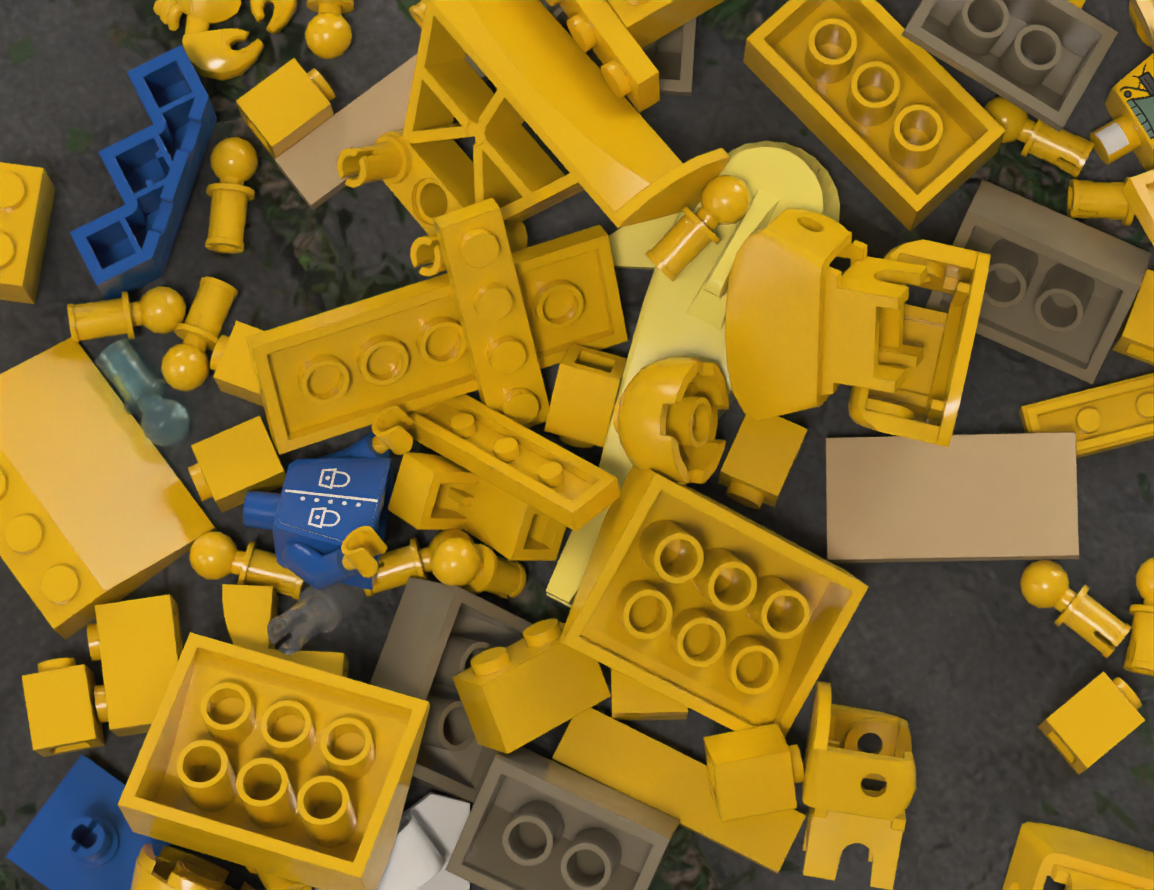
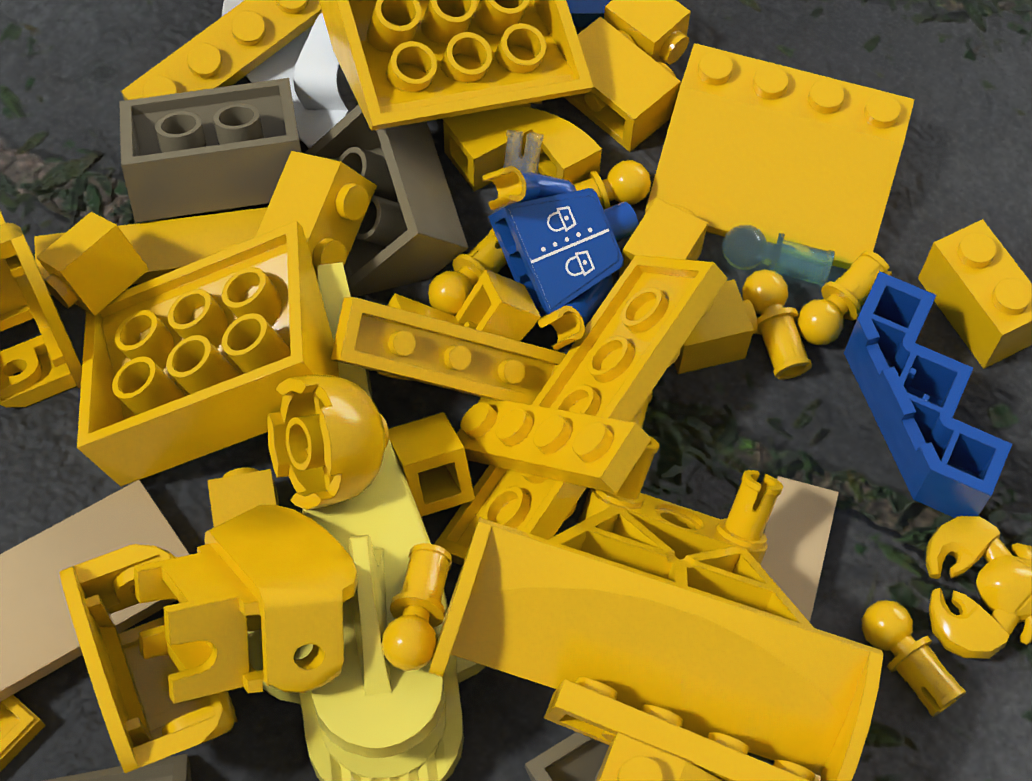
camera: 140 degrees right, 15 degrees down
(233, 163) = (866, 466): yellow pin -> none
(286, 106) = (864, 534): yellow brick -> none
(476, 568) = (420, 273): yellow pin -> none

